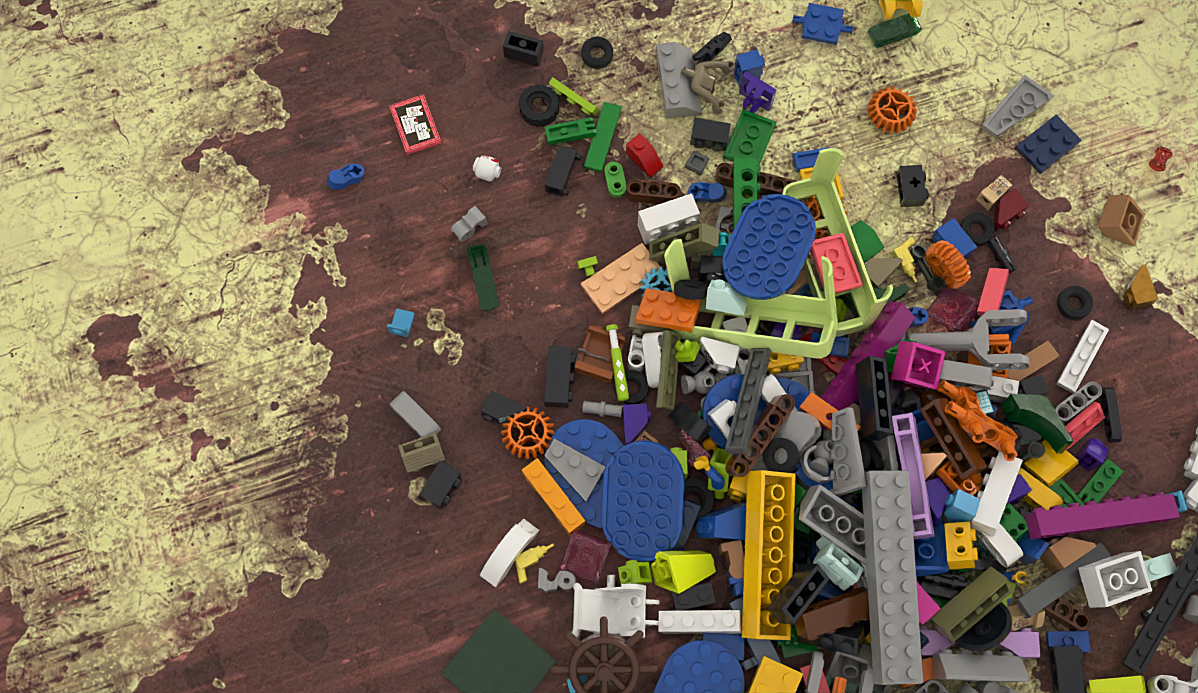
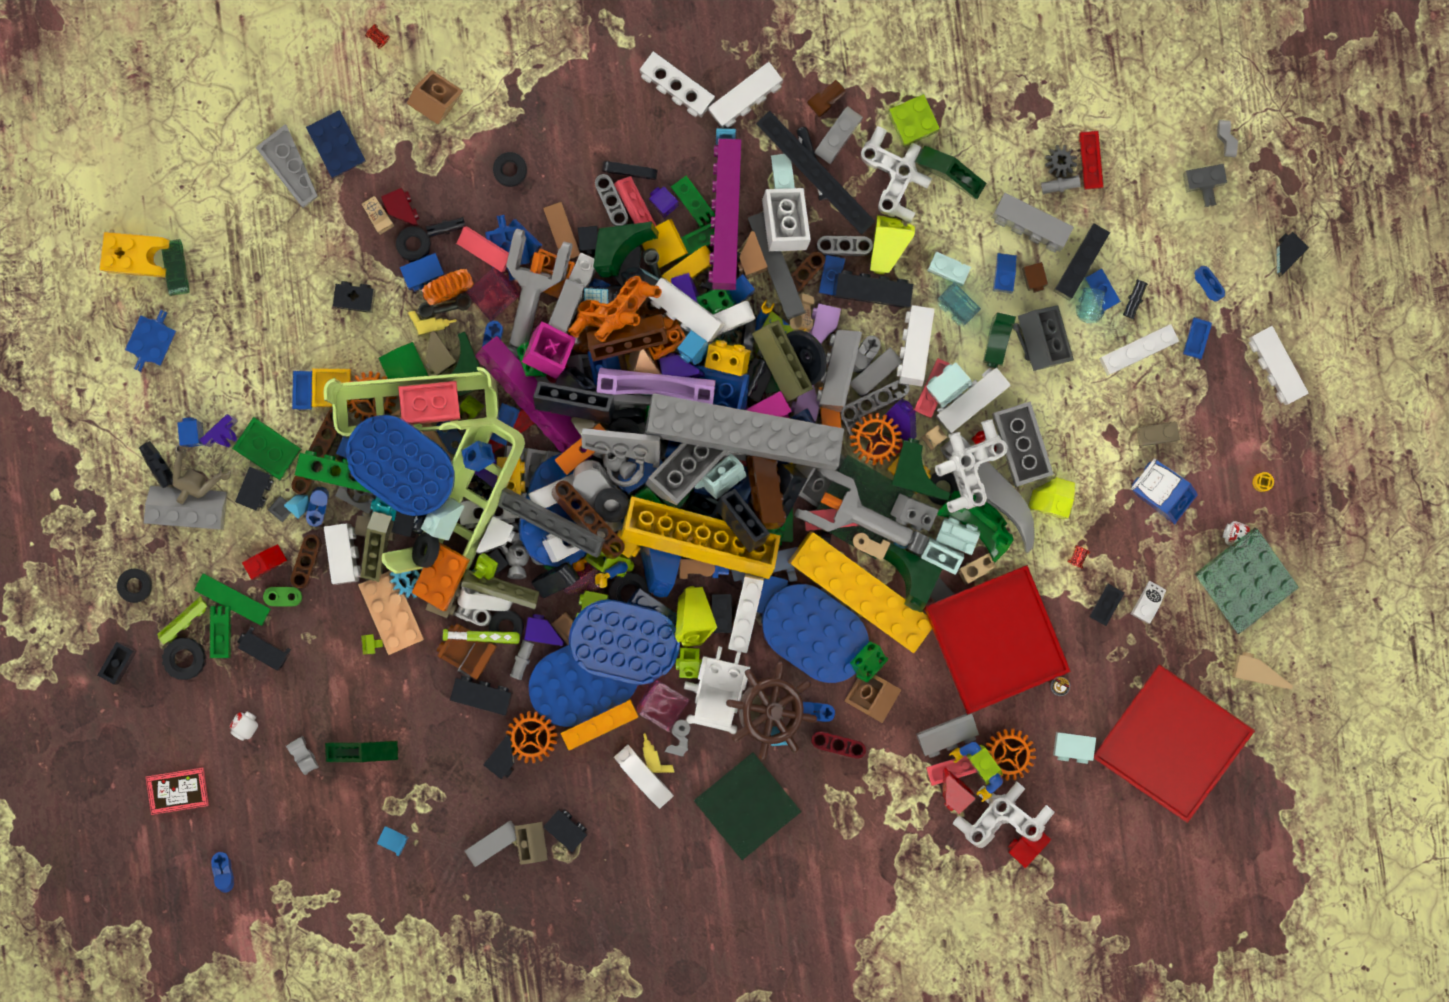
camera: 75 degrees left, 15 degrees up
(575, 467) = (576, 698): light grey wing -> none
(704, 174) = (298, 505): none -> medium azure slope
(797, 315) = (478, 456): none -> blue brick
(888, 115) = (266, 286): orange gear -> none
(1082, 356) = (566, 179): white plate -> none
(1102, 659) = (852, 240): none -> light grey beam
(1140, 290) = (511, 102): pearl gold slope -> none

